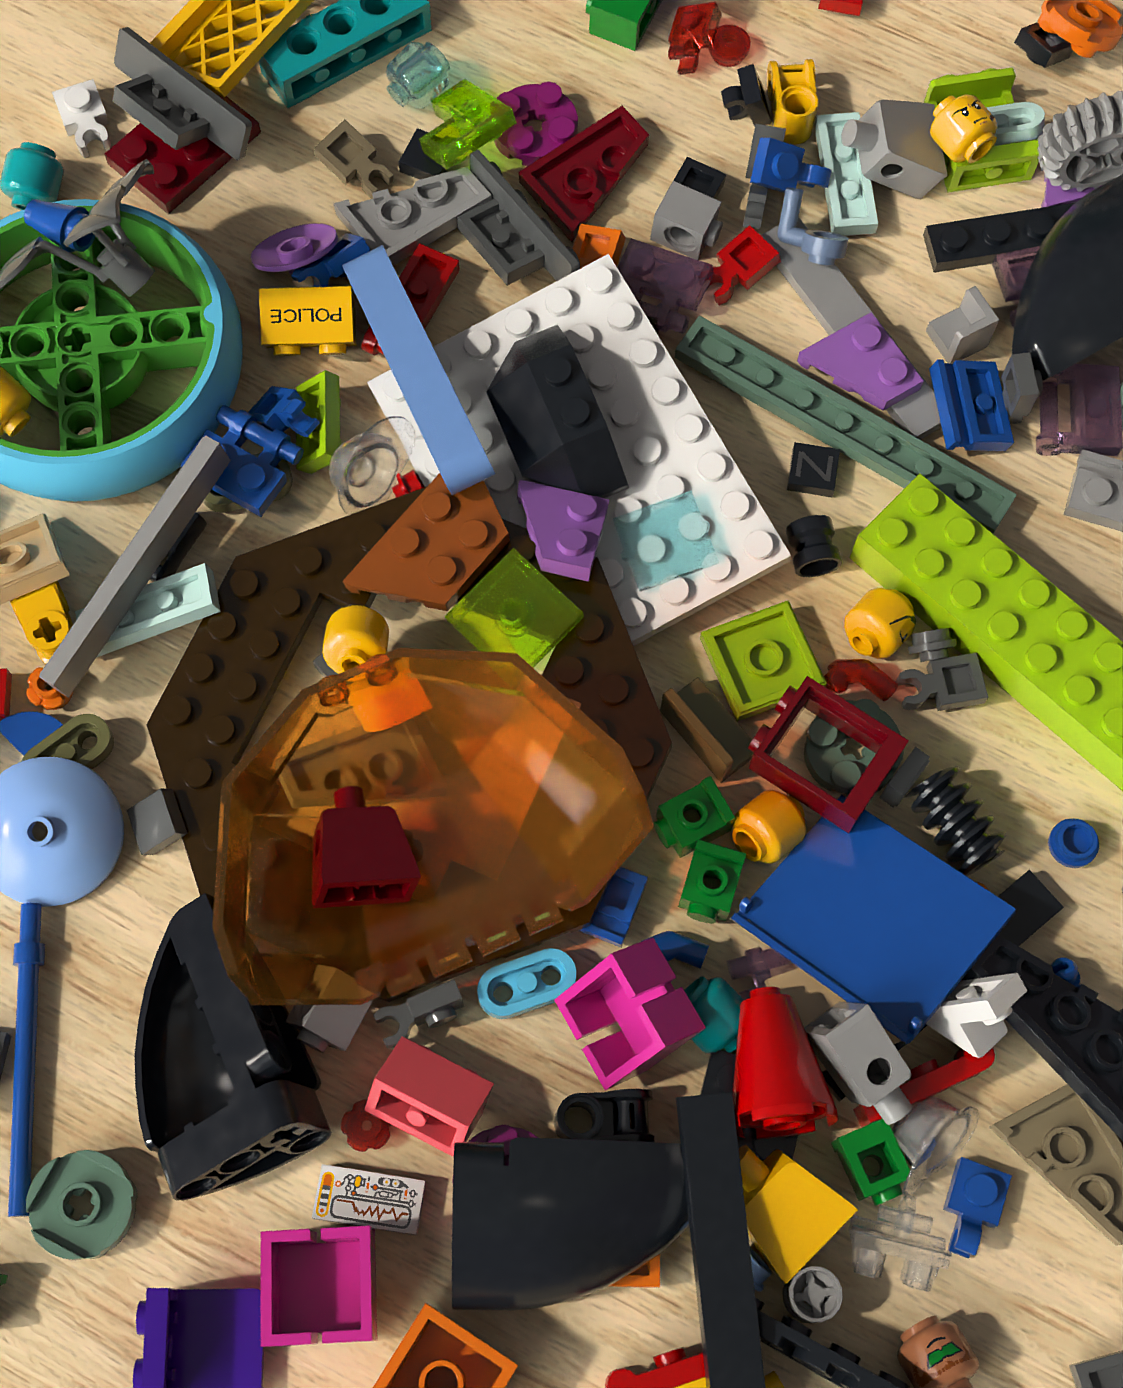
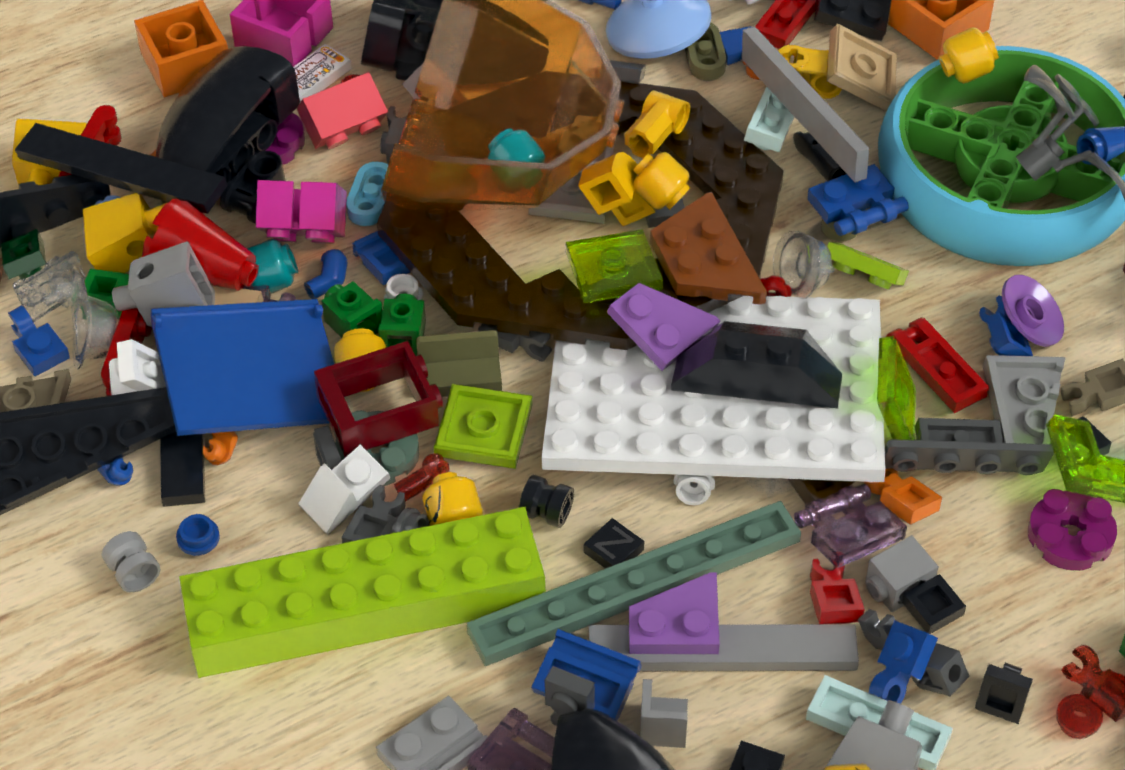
camera: 125 degrees right, 20 degrees down
(243, 703) = (659, 118): none -> yellow piece
(281, 410) = (888, 243): blue plate -> none
(308, 319) = (959, 288): yellow brick -> none
(361, 855) = (504, 102): dark red torso -> none
(418, 371) = (856, 299): medium blue beam -> none
(428, 799) = (515, 146): none -> teal head
(495, 298) = (895, 391): none -> clear neon green plate
(585, 169) = (999, 535): dark red wing -> none
(657, 858) = (402, 284): none -> white plate
(665, 541) = (610, 388): clear light blue piece -> none
(793, 99) = (987, 726): yellow piece -> none
(820, 245) = (819, 641): sand blue plate -> none
(821, 1293) = (65, 229): light grey wheel -> none
(887, 1308) = (23, 255): none -> dark green plate
(943, 734) = (343, 489): none -> white slope
(957, 821) = (270, 465): black piece -> none

